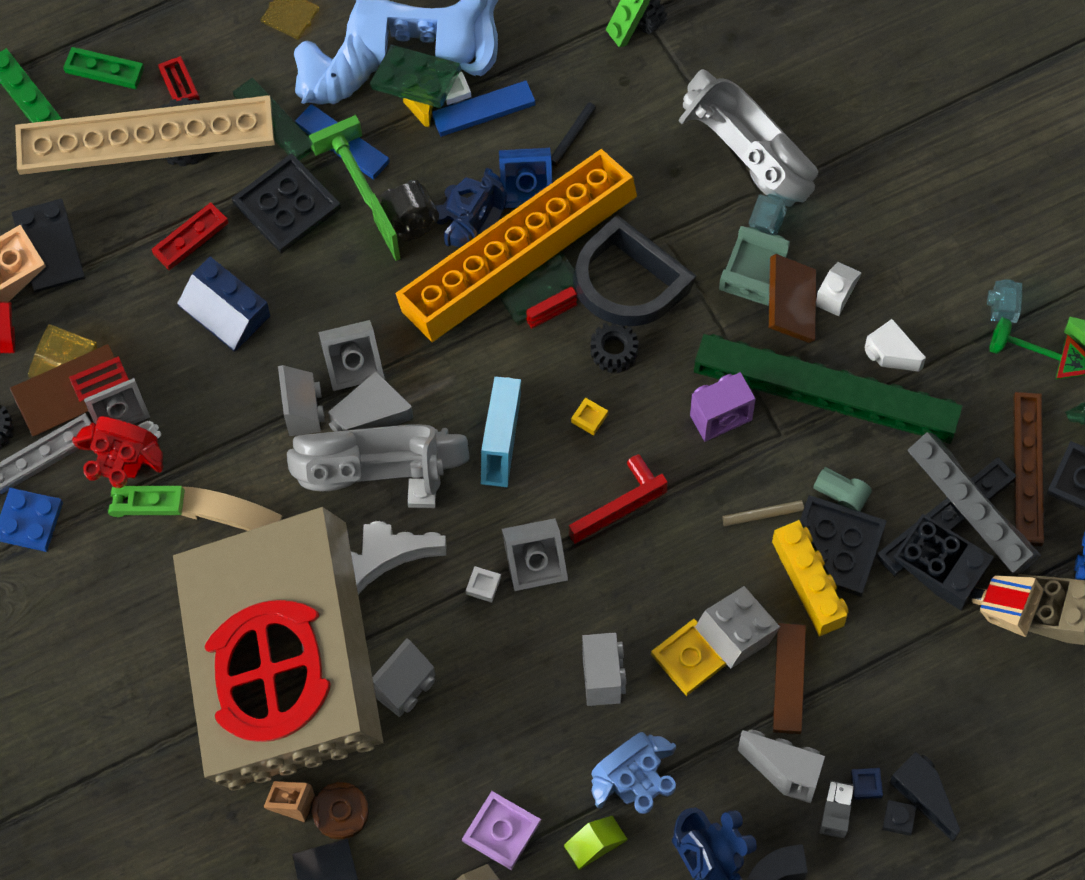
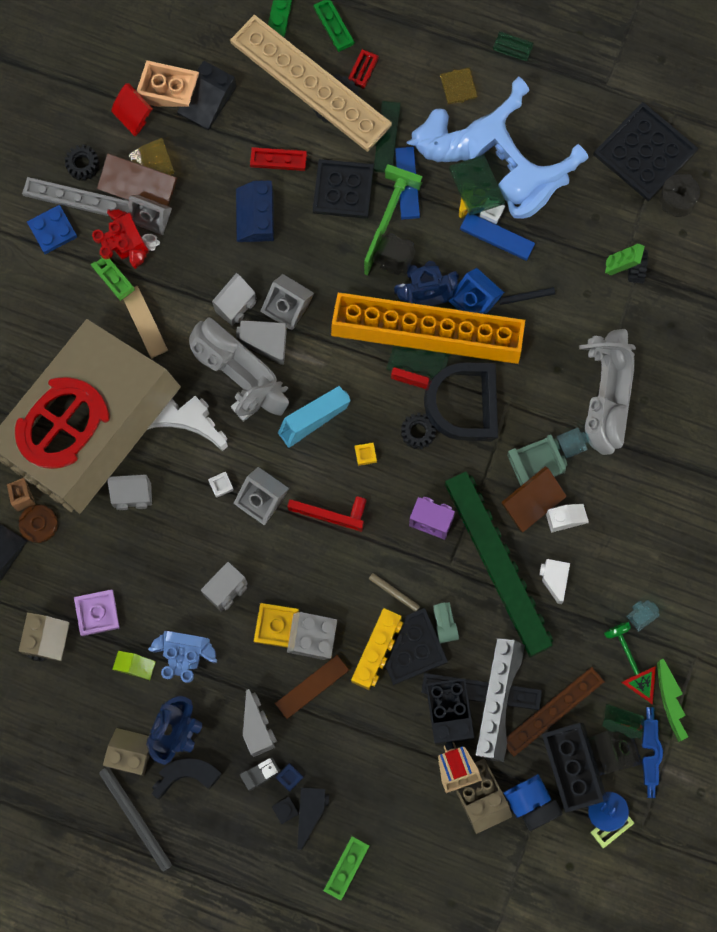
camera: 50 degrees right, 10 degrees up
(120, 369) = (139, 186): red tile -> none
(1018, 806) = (346, 868): none -> bright green plate

